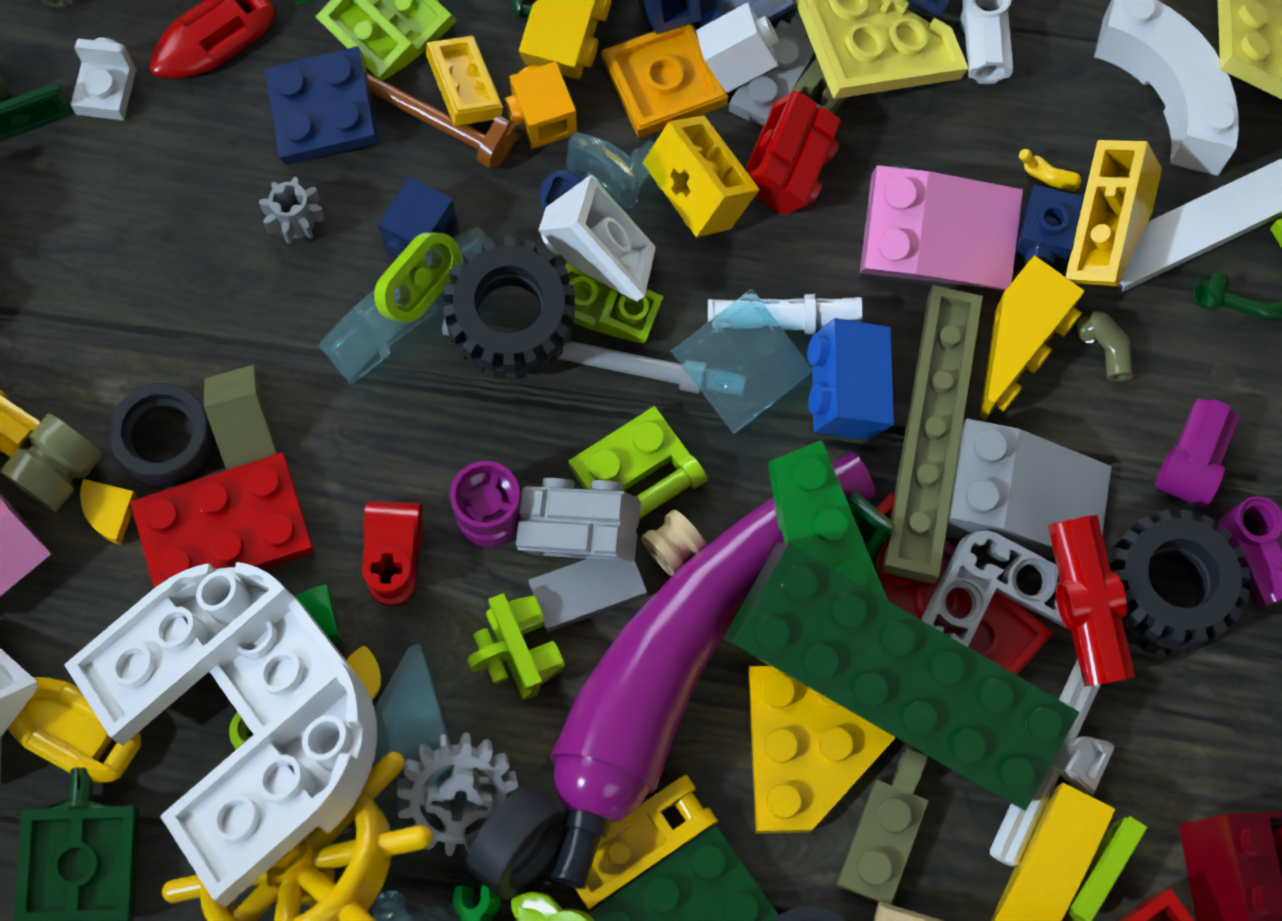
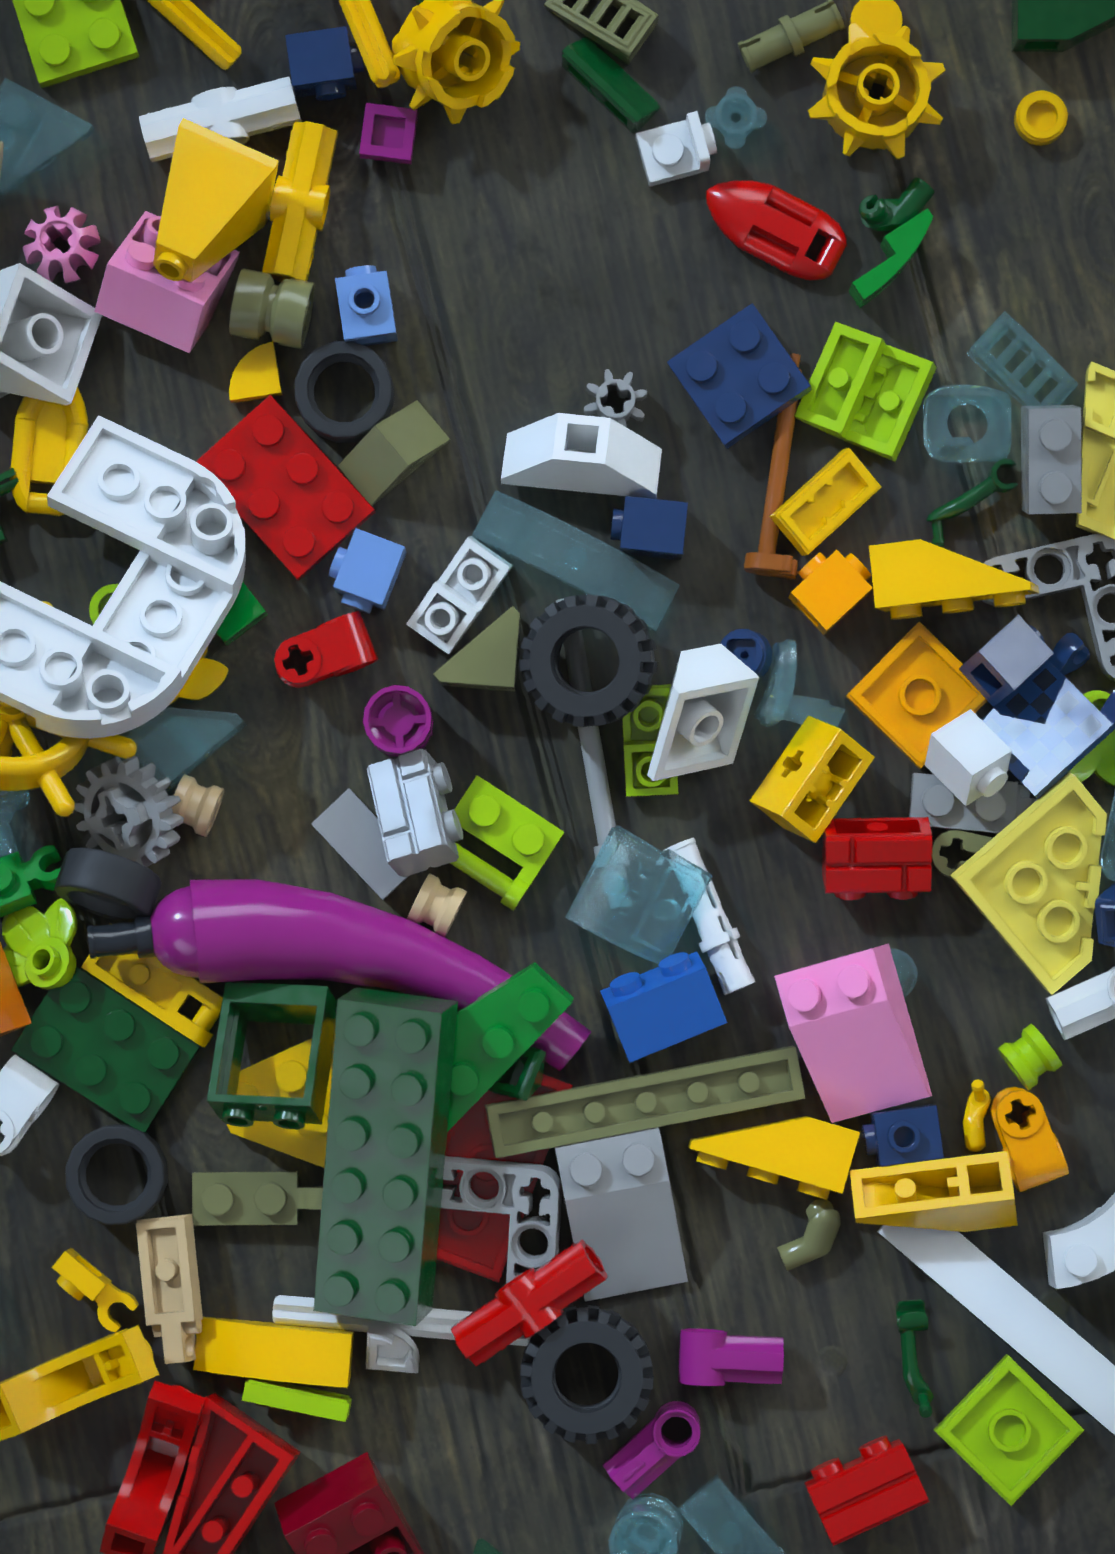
camera: 70 degrees right, 15 degrees up
(94, 380) = (366, 306): none -> medium blue brick
(101, 14) = (736, 102): none -> clear light blue plate
(321, 256) = (582, 457): none -> white slope
(334, 478) = (367, 571): none -> medium blue brick
(397, 411) = (459, 595): none -> white slope
(416, 281) = (583, 561): lime plate -> none
(470, 405) = (488, 659): none -> olive slope
(481, 723) = (198, 804): none -> tan wheel
(509, 623) = (267, 824): lime hips -> none
(708, 724) = (281, 1005): none -> dark green window
(1015, 105) = (1029, 1056): none -> lime wheel
(1080, 131) = (1032, 1145): none -> light orange piece

